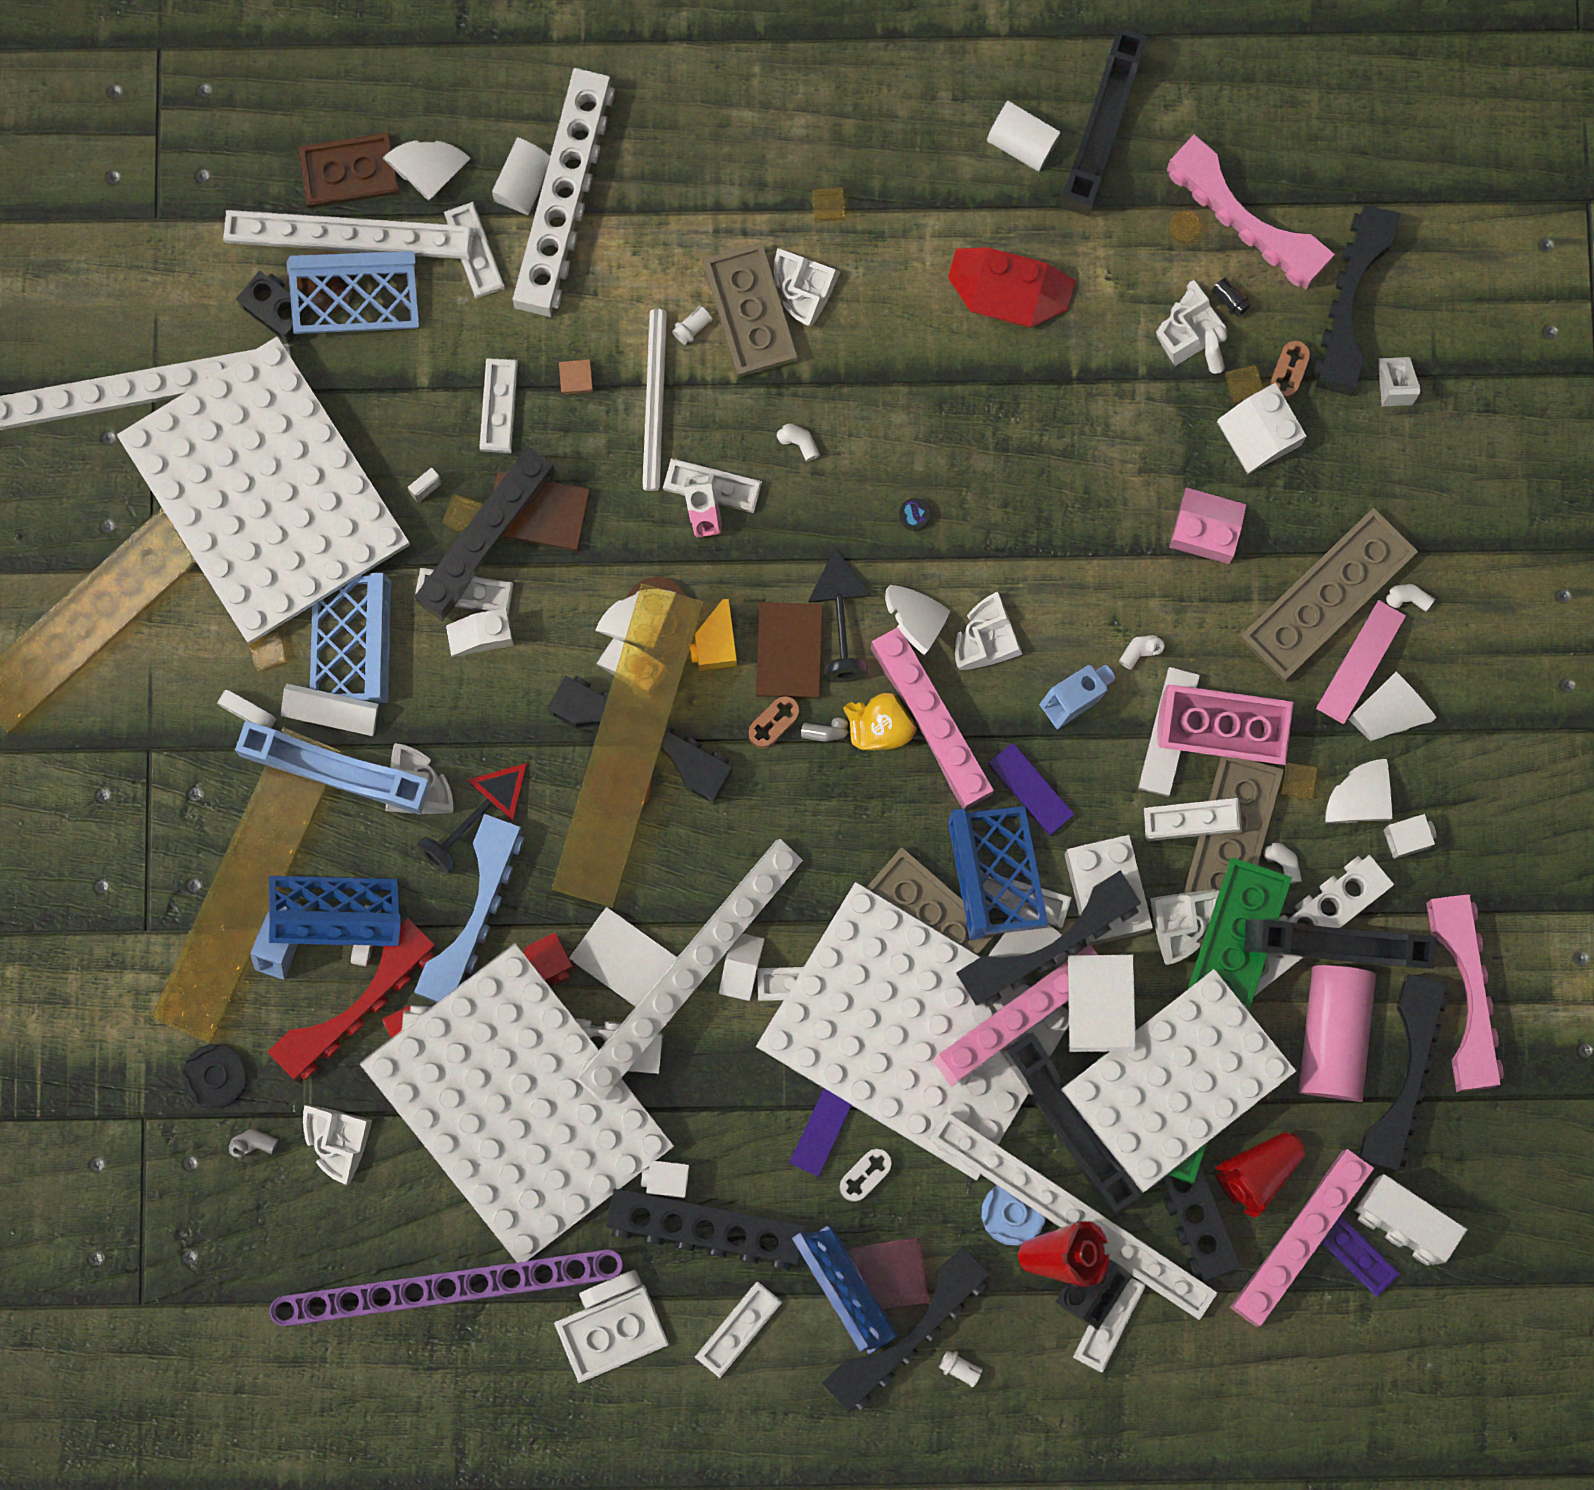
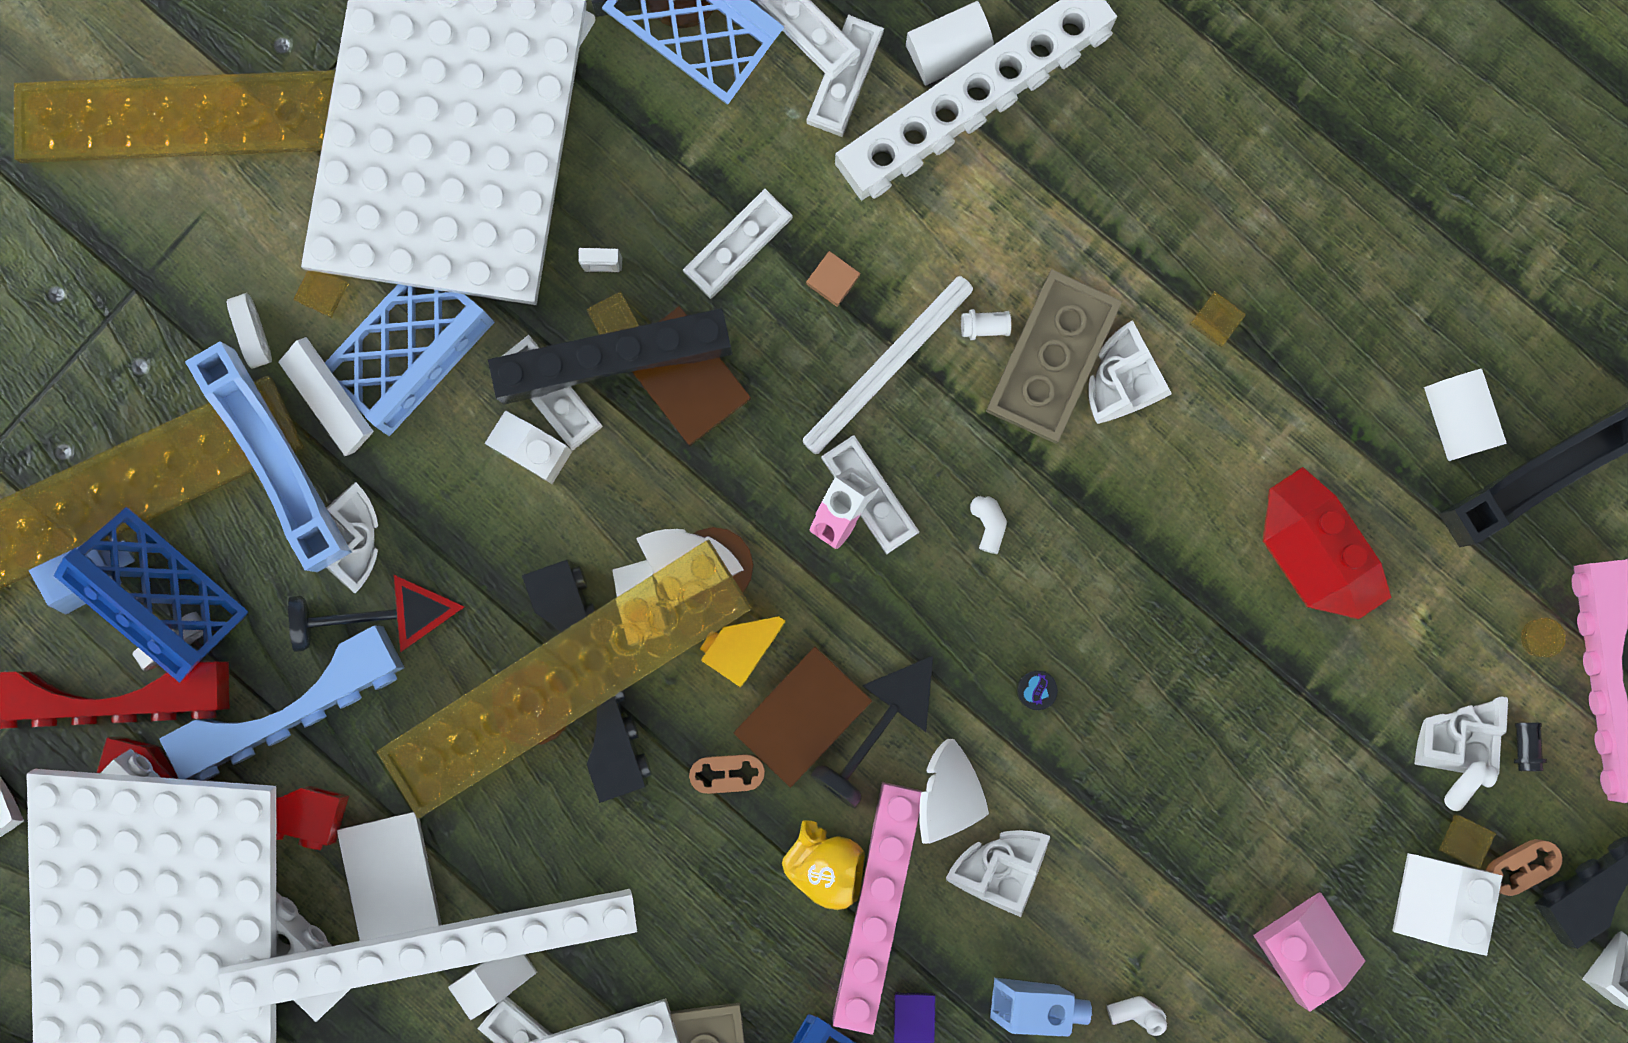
camera: 40 degrees right, 5 degrees up
(825, 733) = (765, 829): light grey arm -> none

